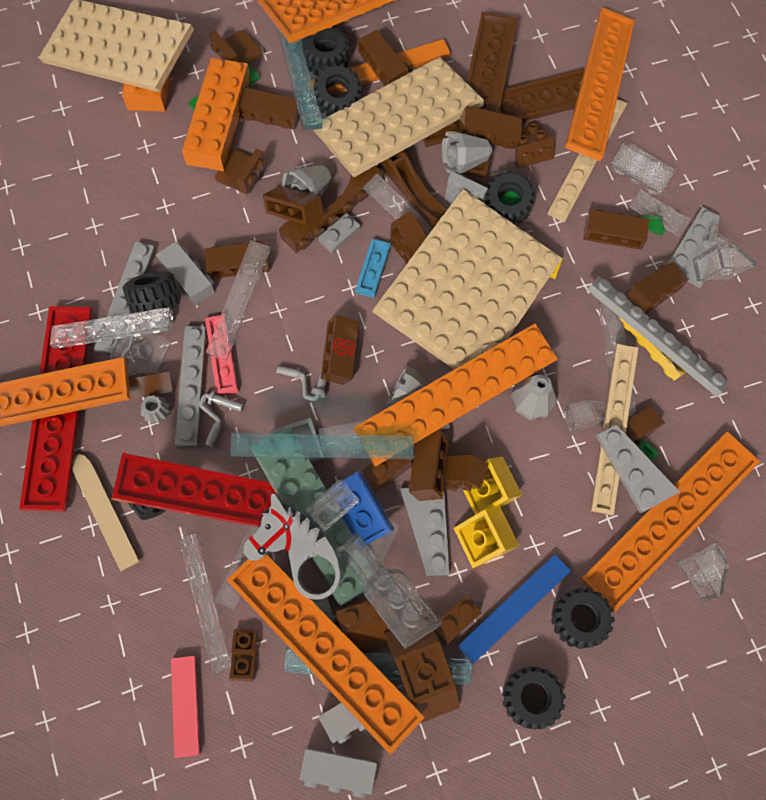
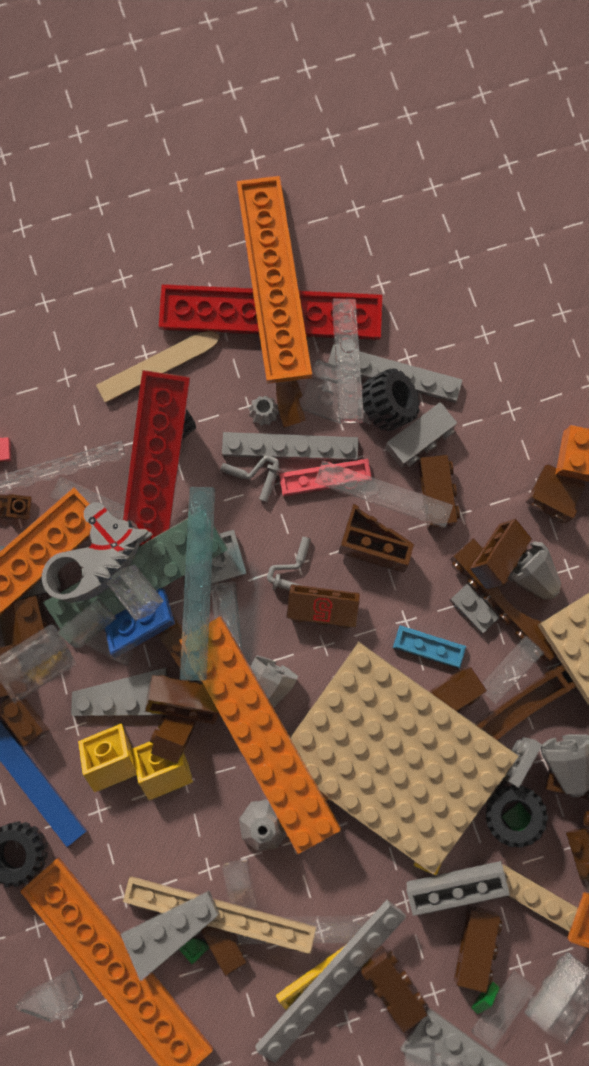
camera: 95 degrees right, 10 degrees up
(282, 309) = (374, 542): none -> reddish brown wedge
(571, 239) = (457, 888): none -> light grey brick

